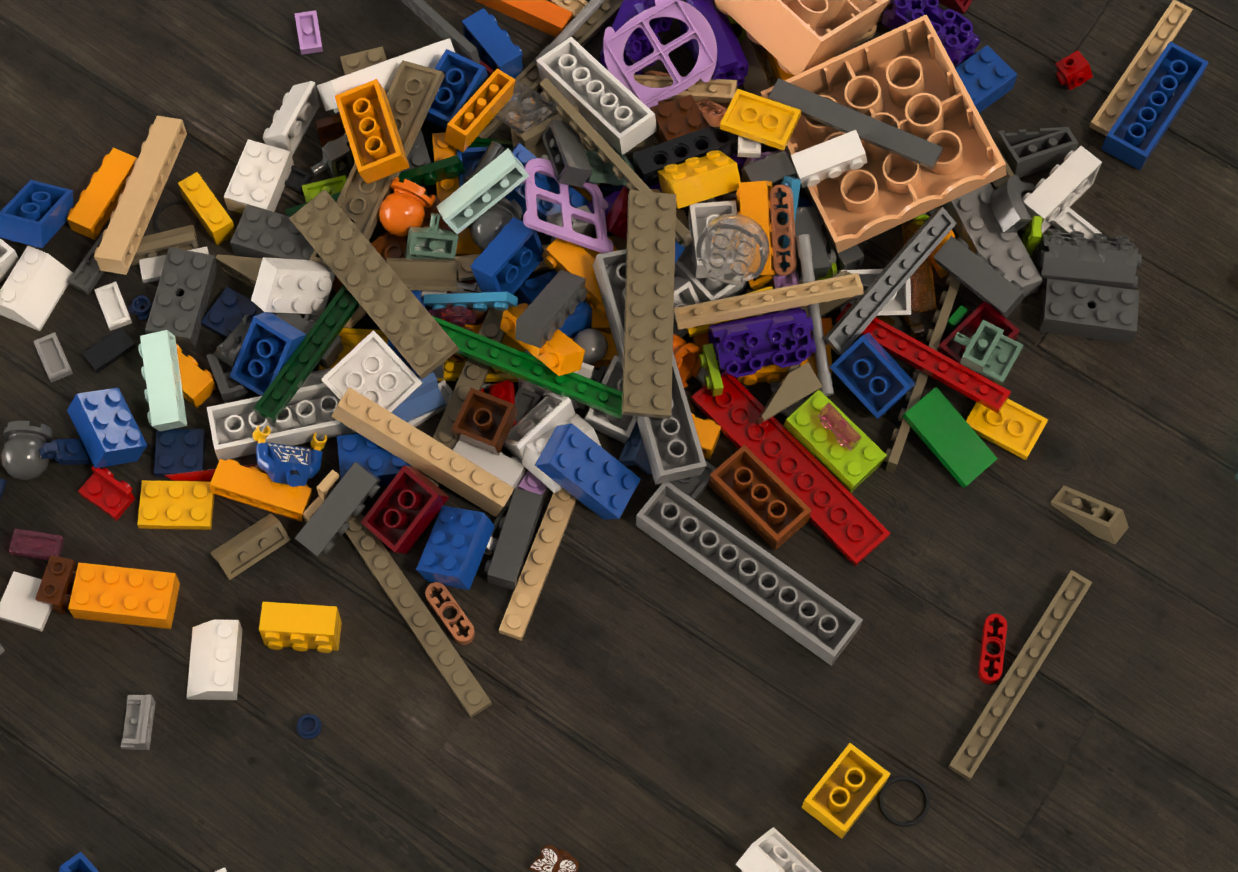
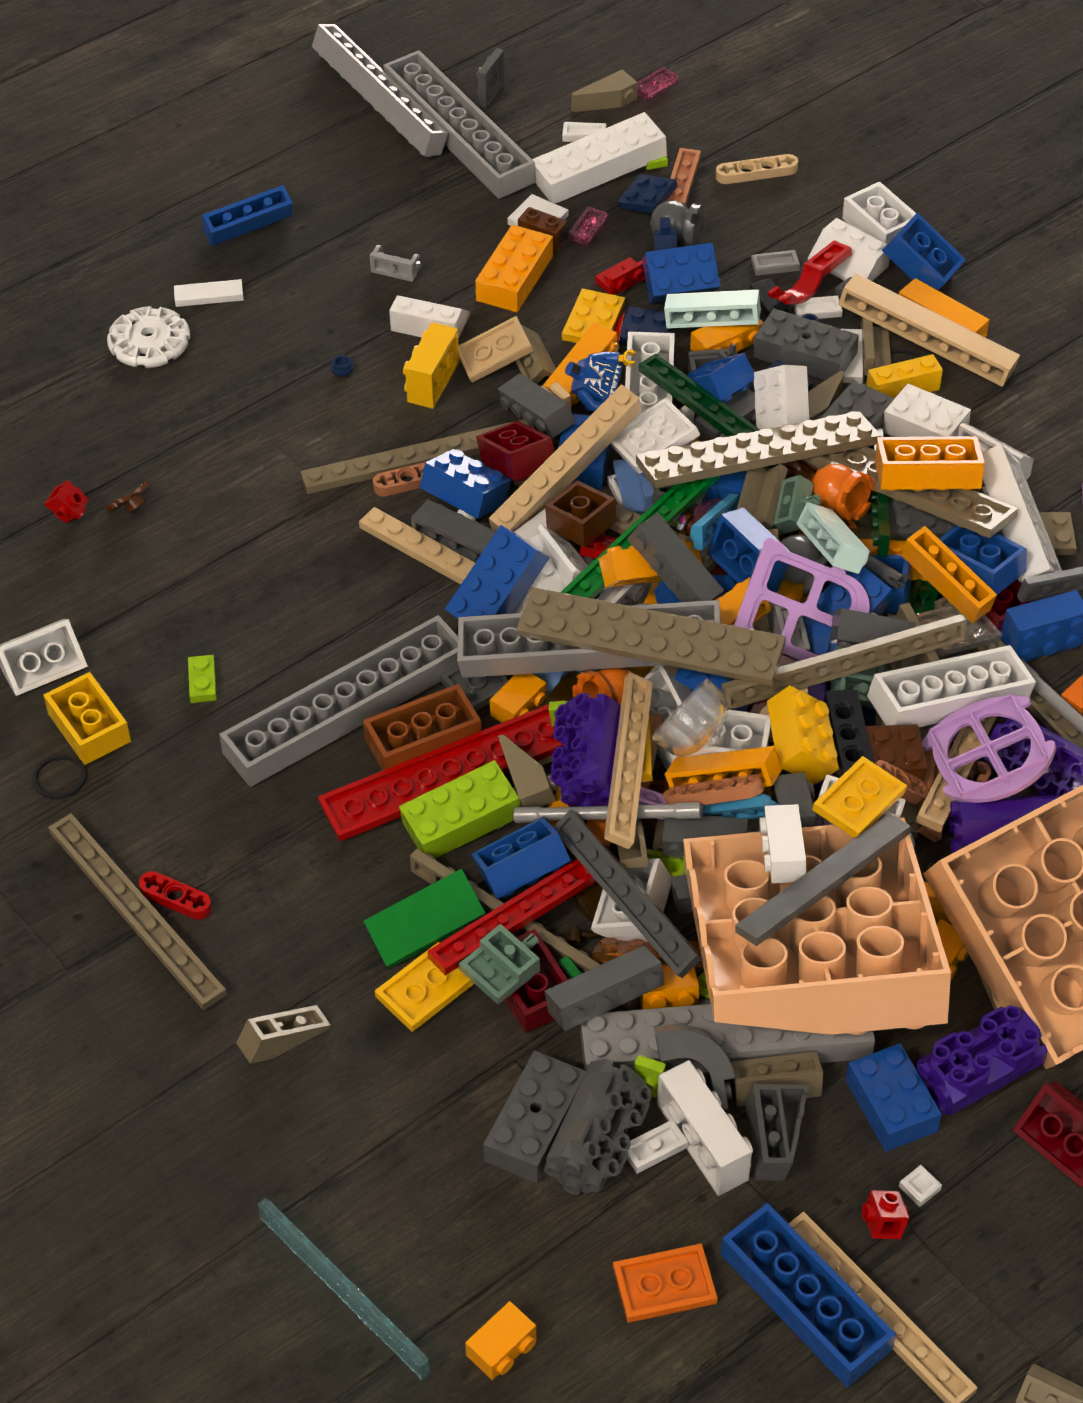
camera: 110 degrees right, 15 degrees down
(80, 310) = (813, 273): none -> red piece
(254, 577) = (494, 349): none -> tan tile
(754, 715) = (202, 678): none -> lime plate
(844, 432) = (461, 793): plate -> none
(1033, 60) = (920, 1185): none -> white tile
(1179, 197) = (664, 1283): none -> orange plate

